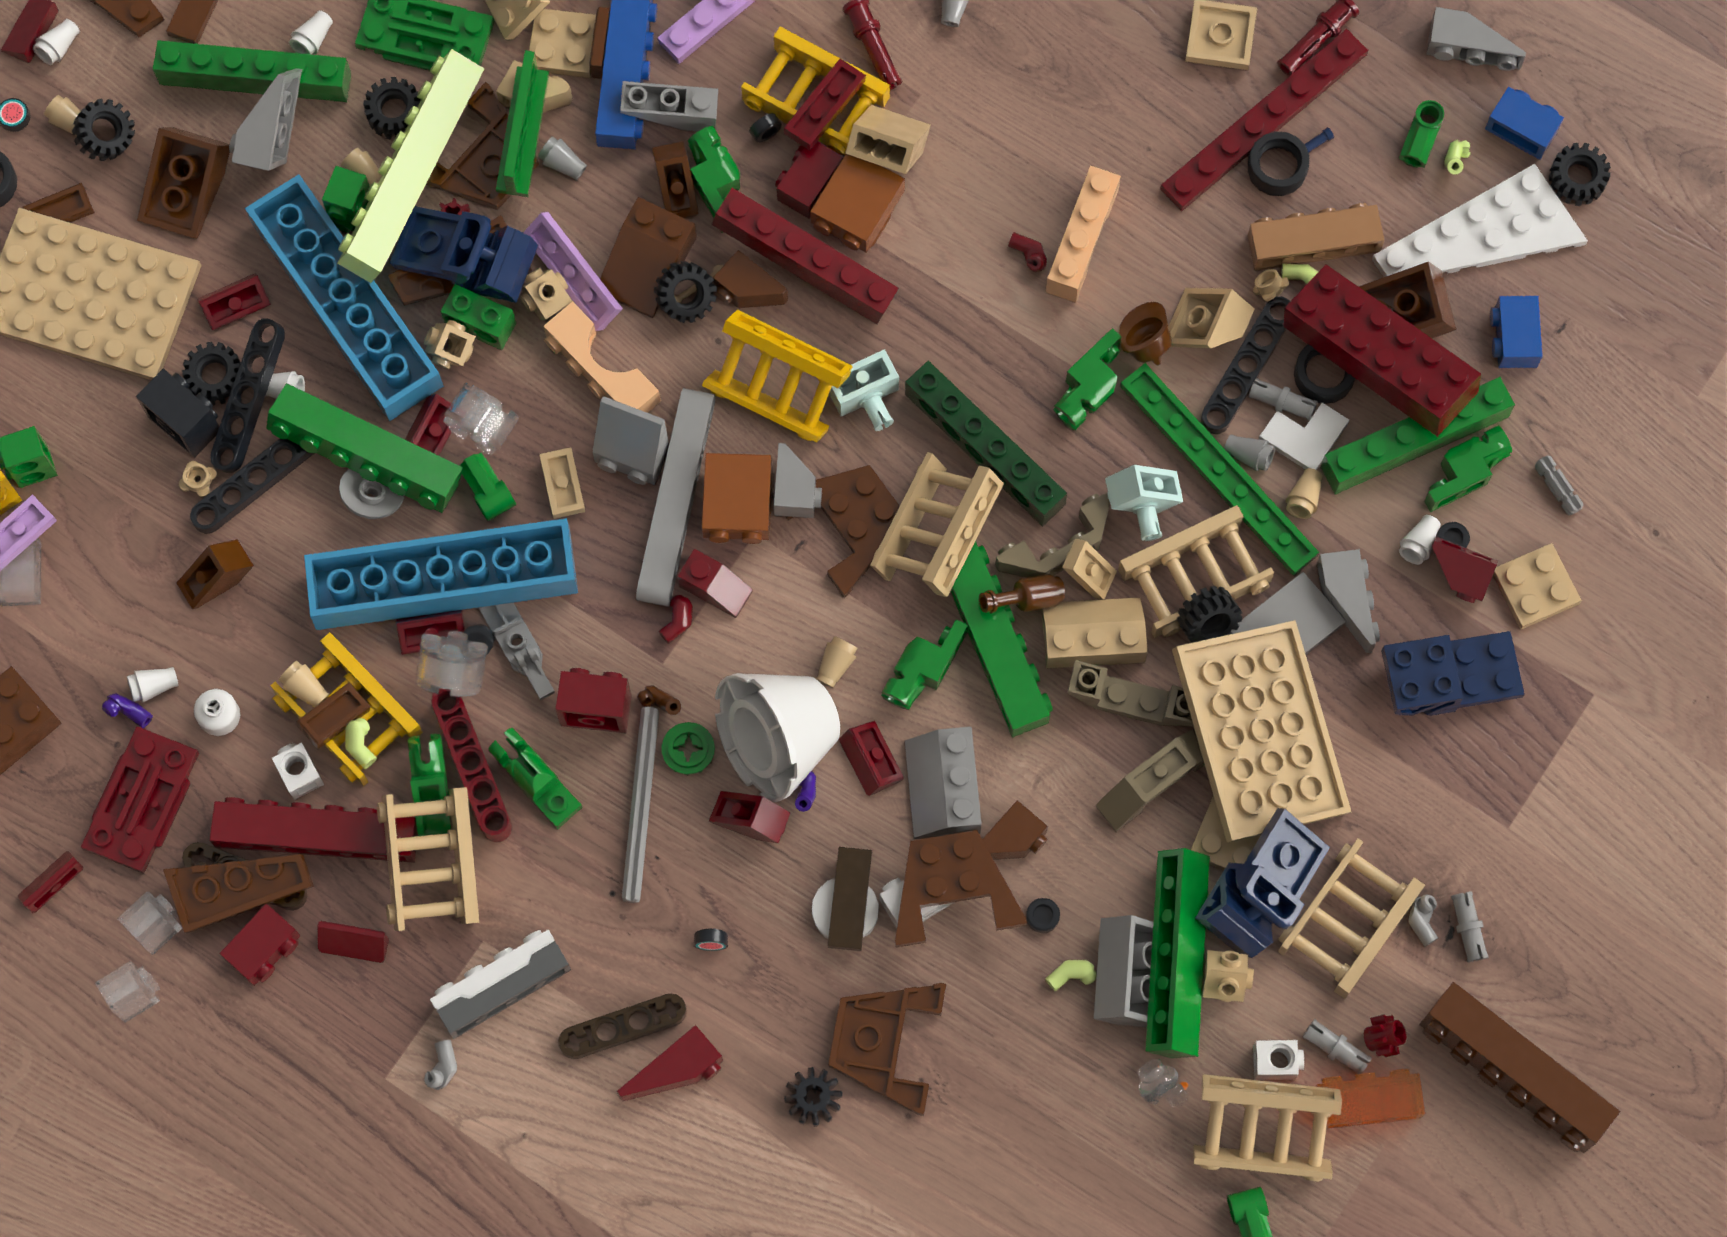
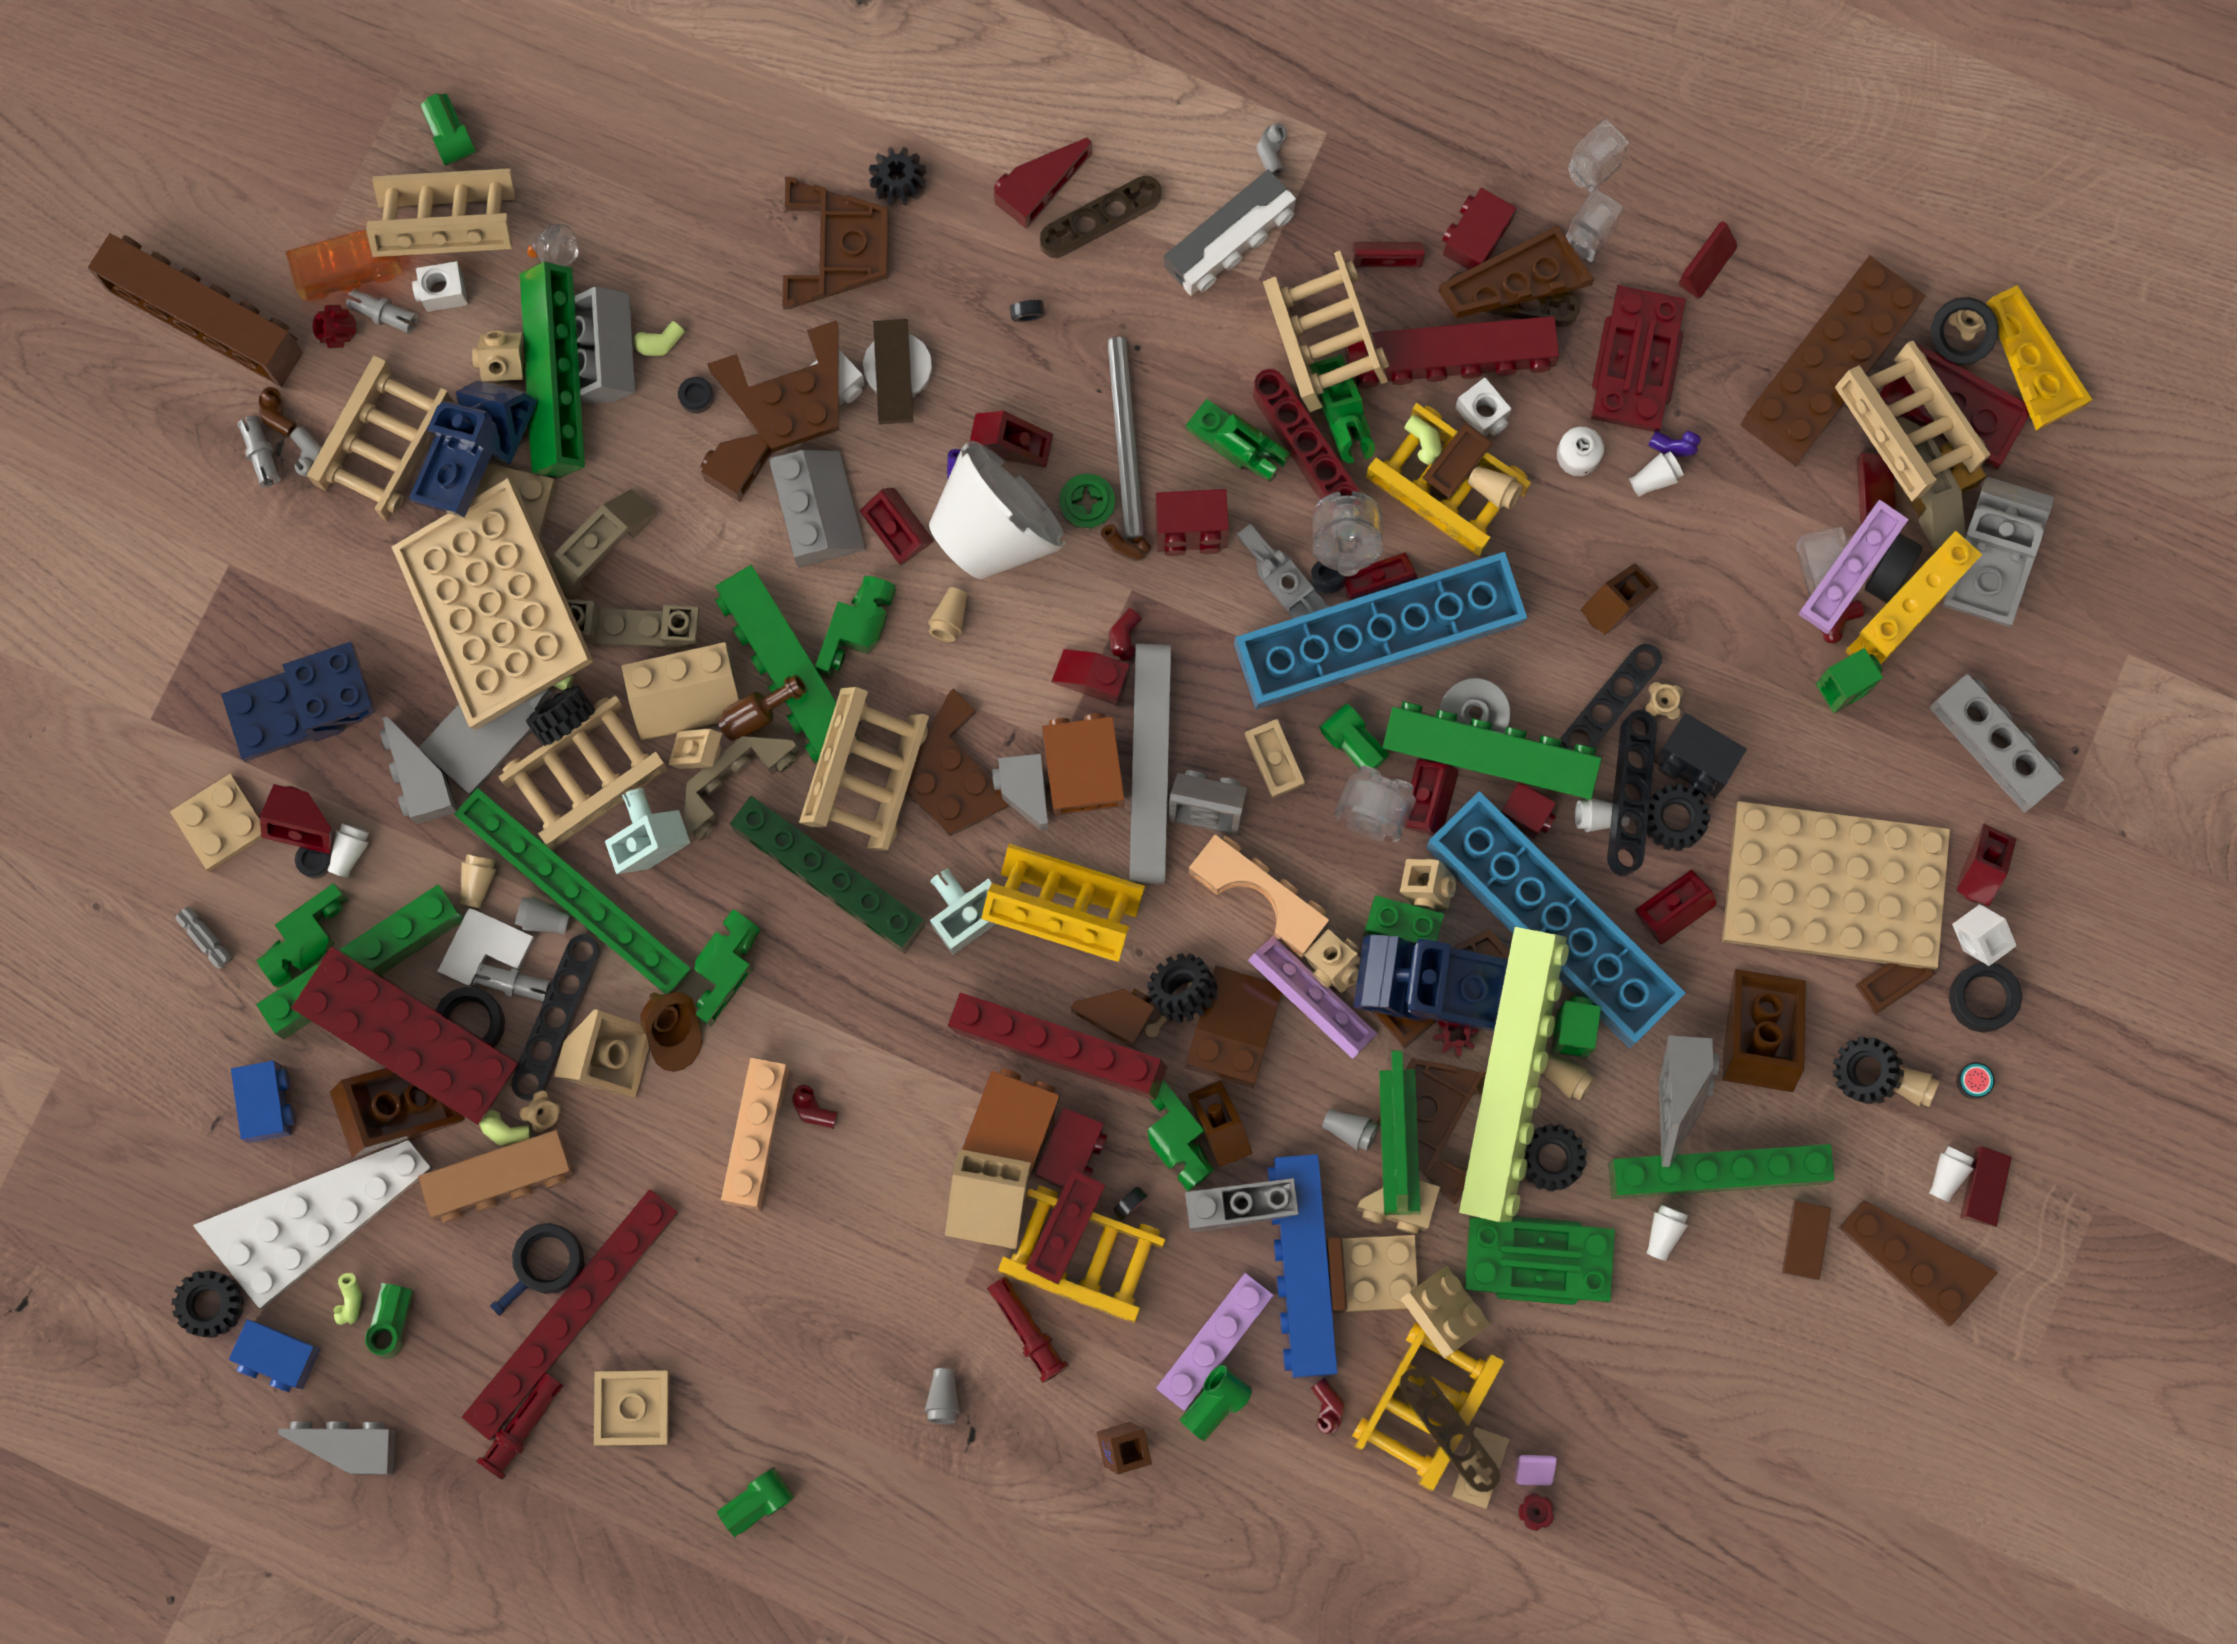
camera: 170 degrees right, 5 degrees up
(345, 394) = (1529, 810): none -> dark red brick
(1453, 963) = (271, 412): none -> reddish brown arm

